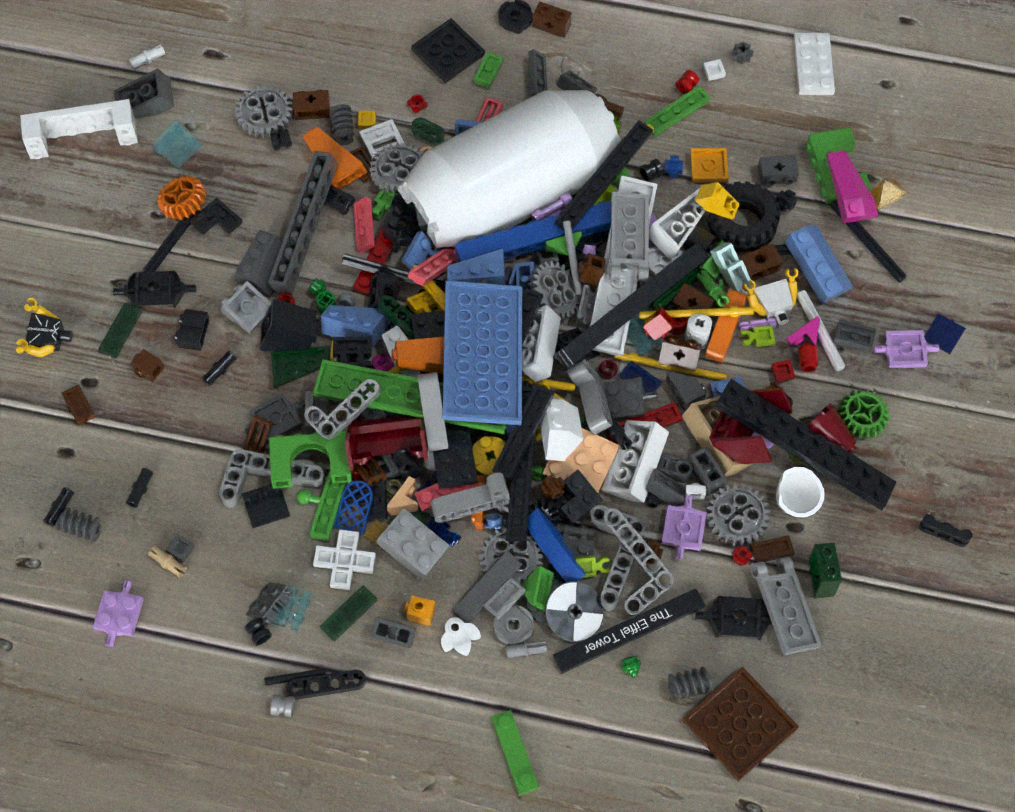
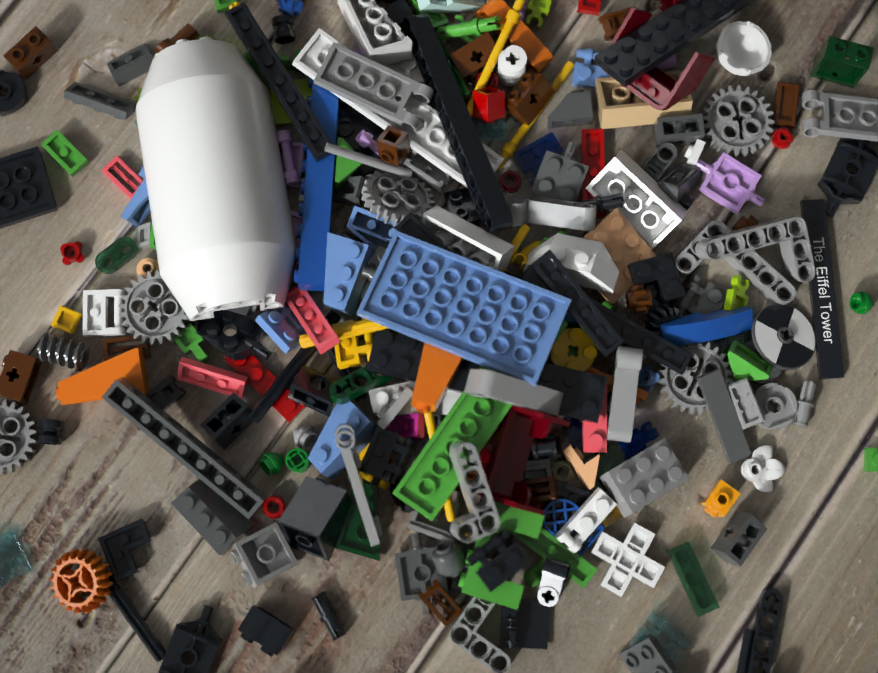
camera: 65 degrees left, 15 degrees up
(292, 425) = (449, 558): none -> dark grey head
(299, 457) = (502, 566): none -> black plate
(305, 507) = (553, 579): none -> piece
(320, 337) = (352, 462): none -> light grey hinge
(334, 244) = (228, 421): none -> black brick
(362, 513) = (586, 520): none -> white plate
(384, 340) = (400, 398): none -> light grey plate

